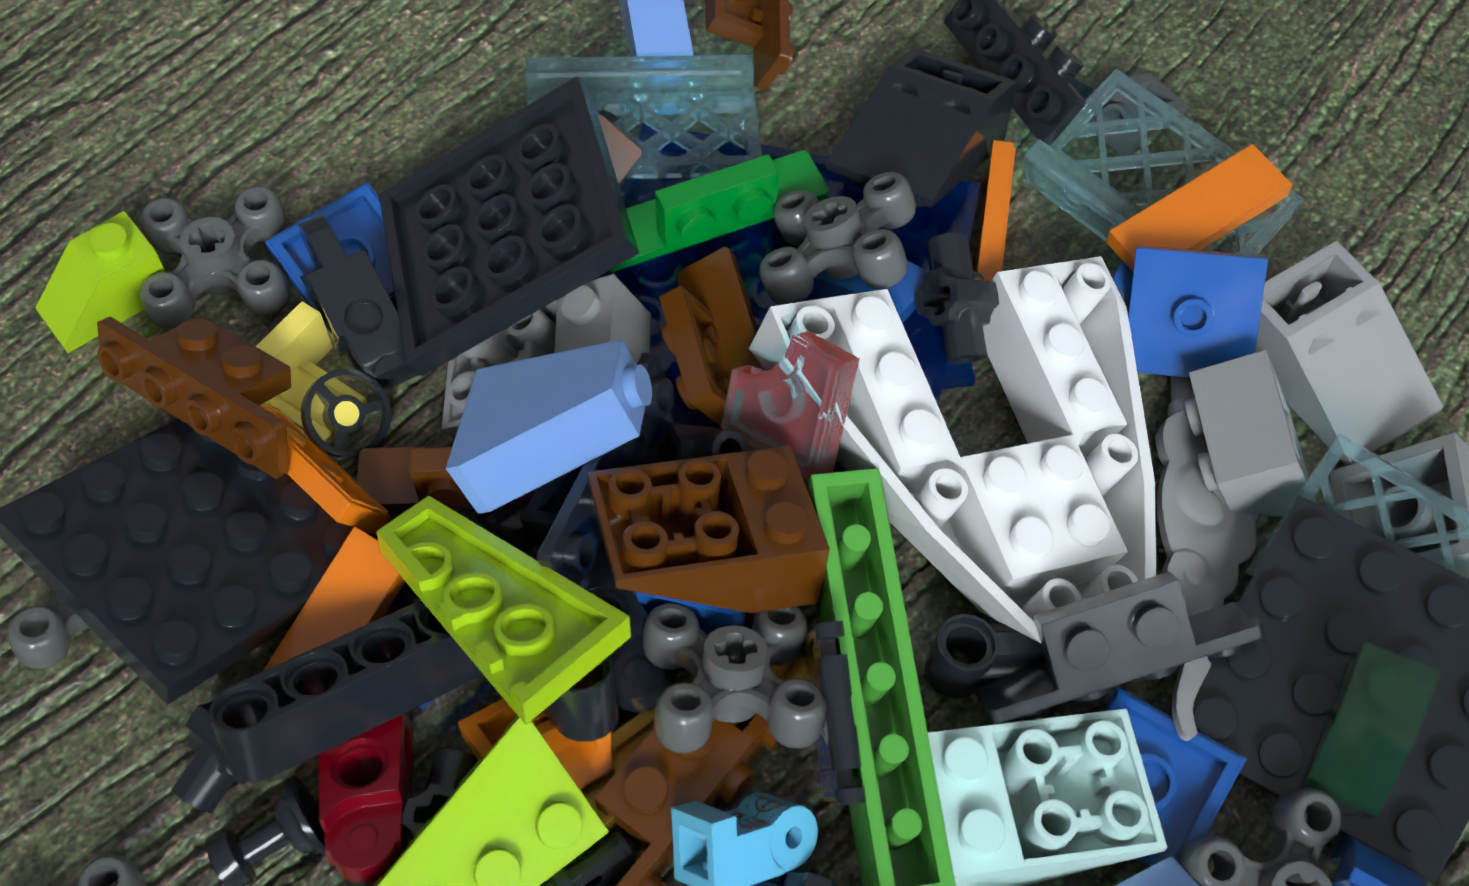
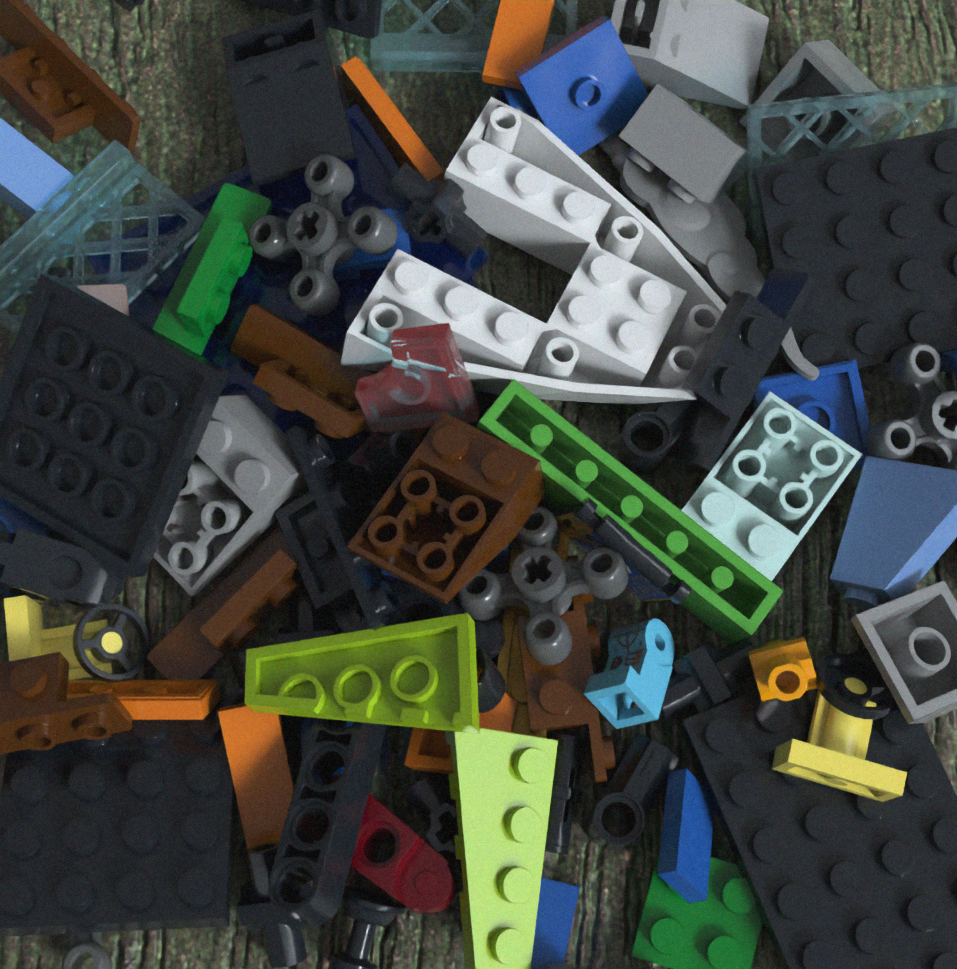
camera: 40 degrees left, 15 degrees up
(545, 419) = (280, 536): medium blue slope -> none
(1372, 727) = (914, 283): clear green slope -> none

